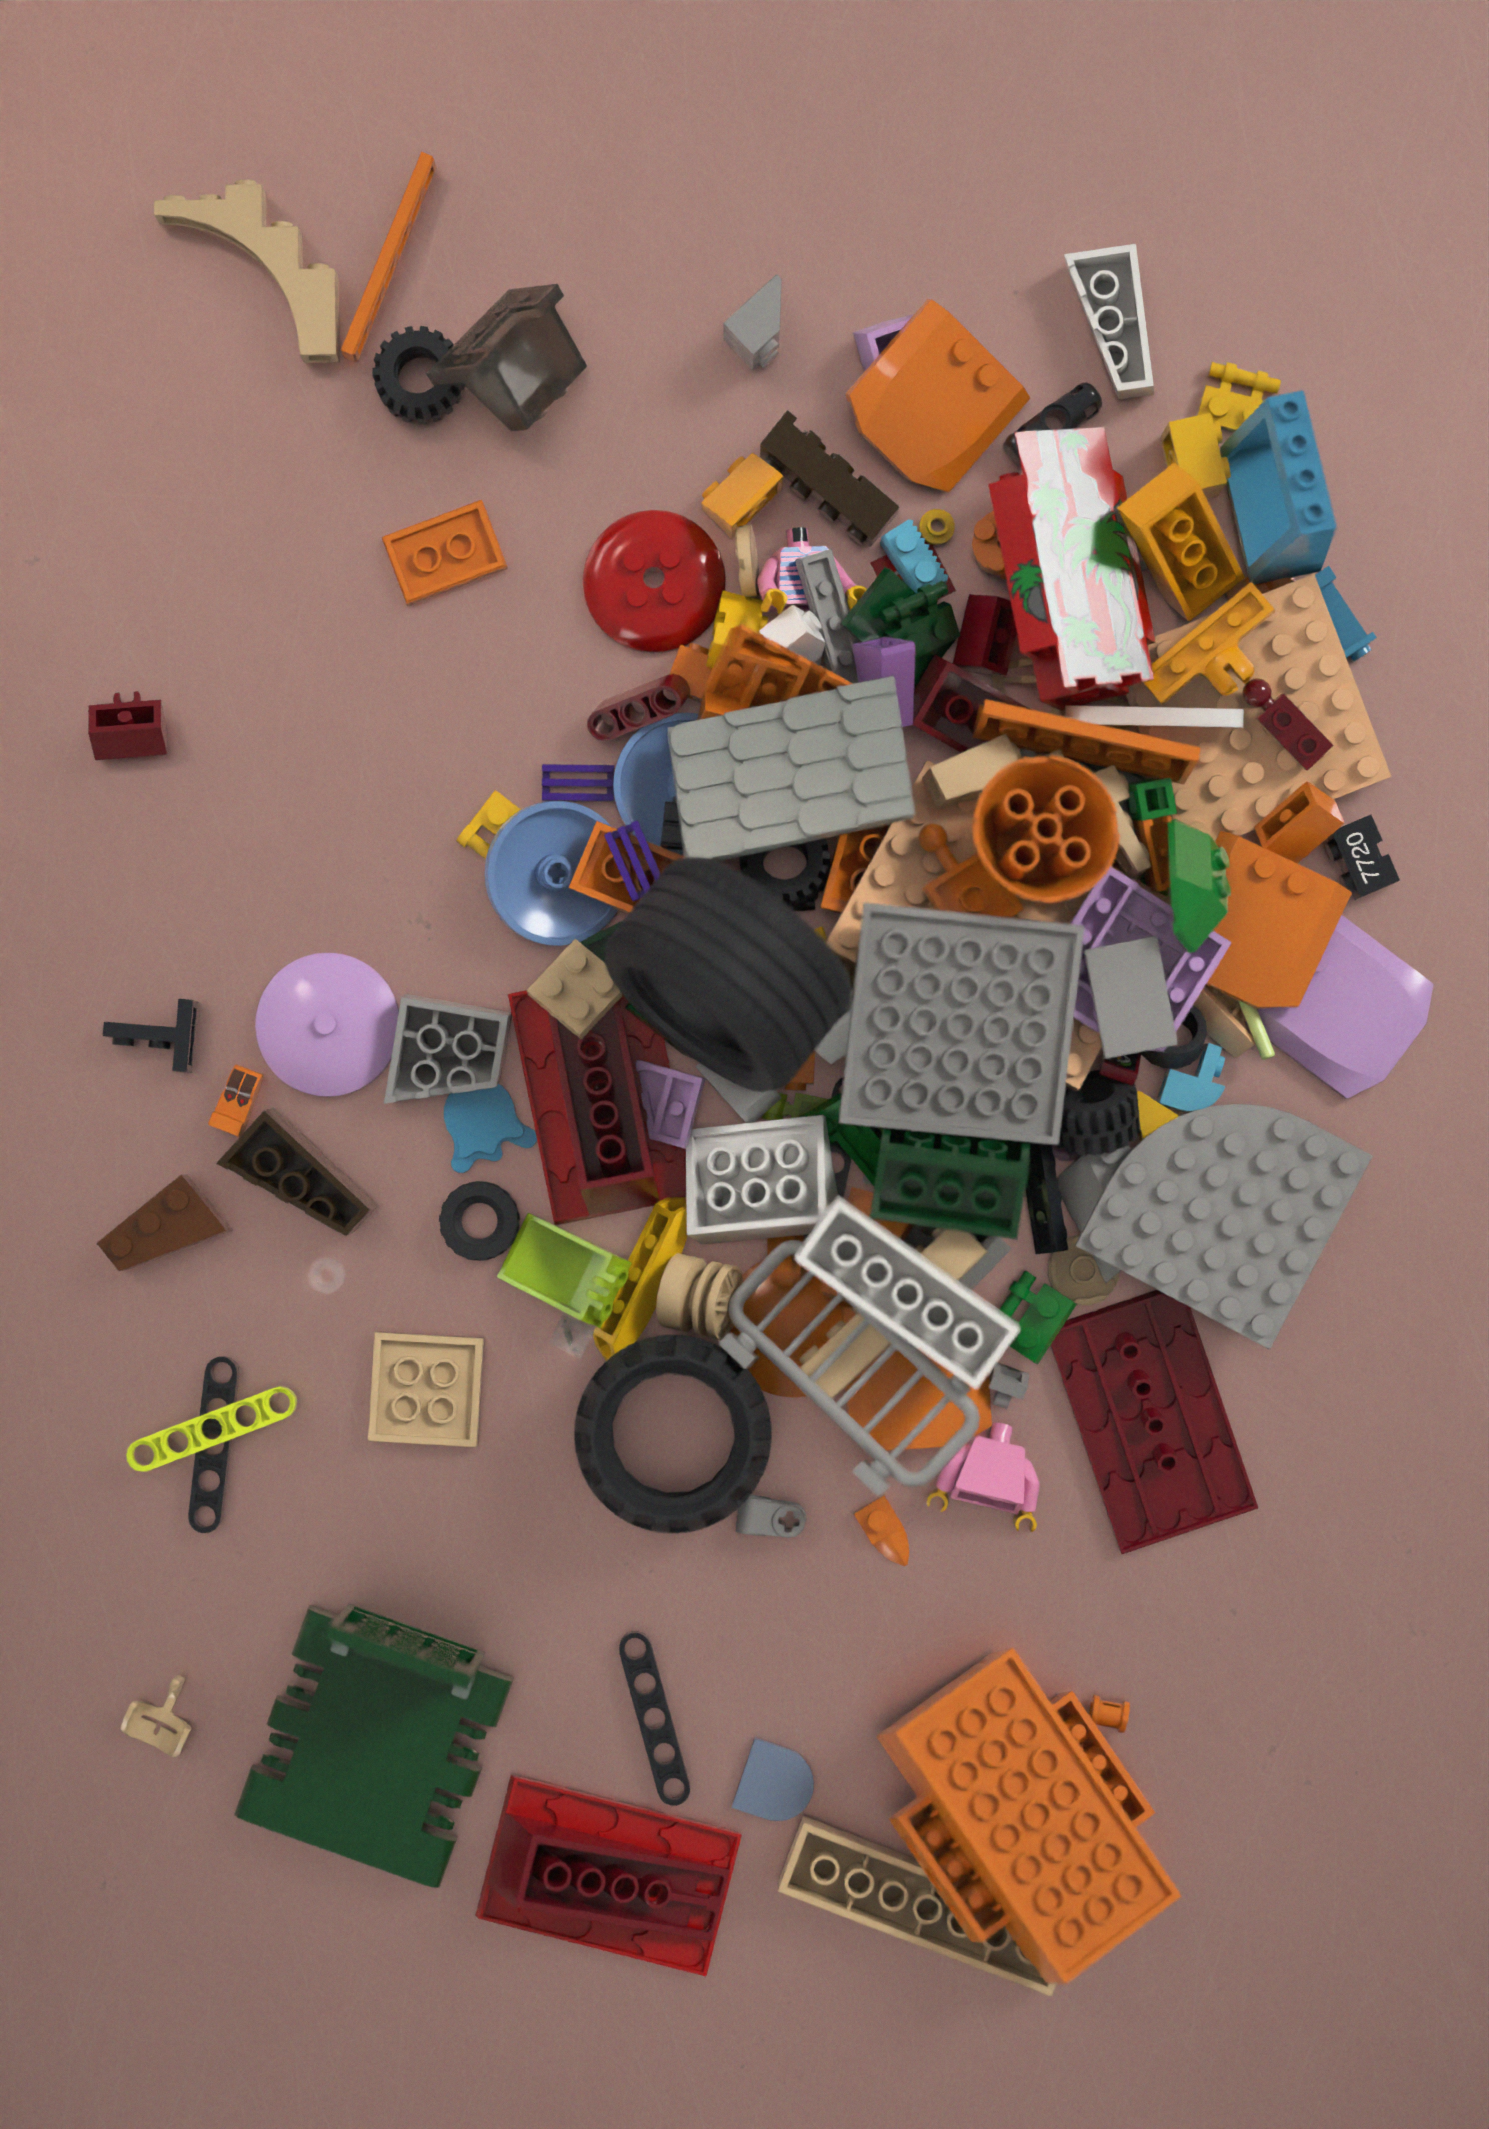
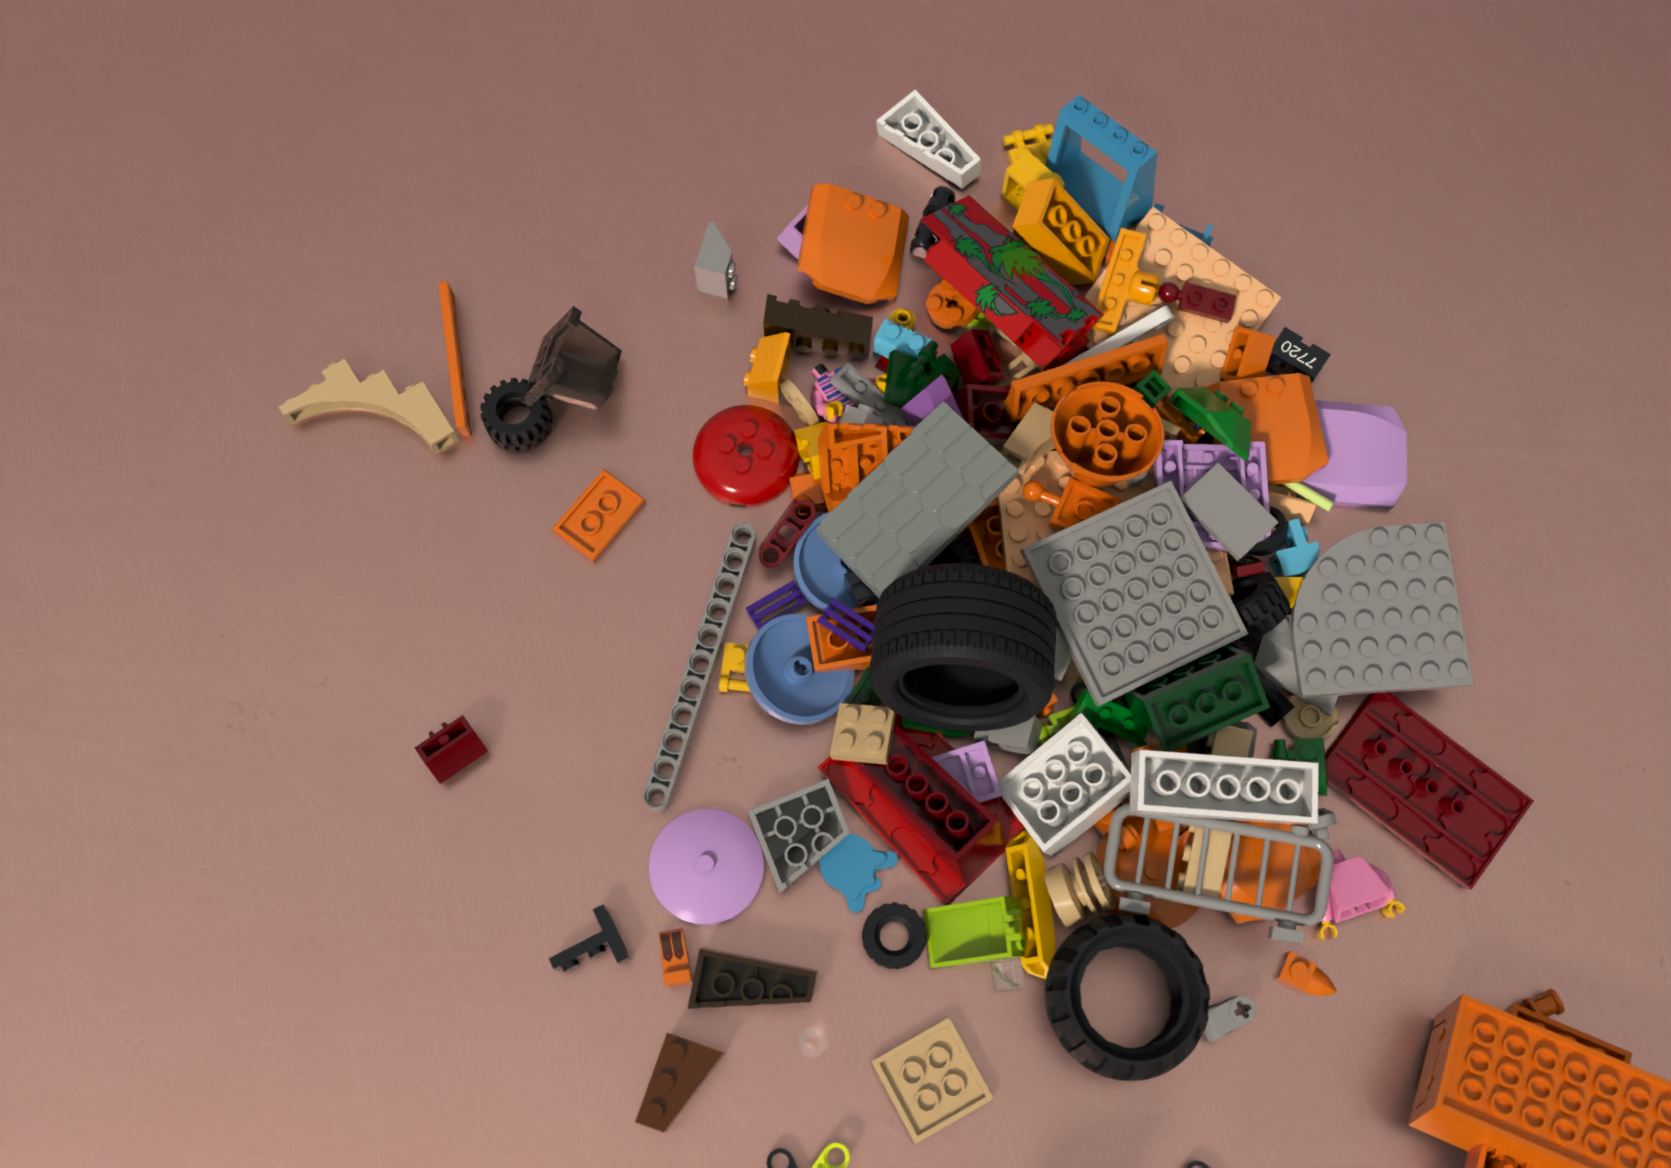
camera: 30 degrees left, 15 degrees down
(461, 783) = (694, 677): none -> light grey beam

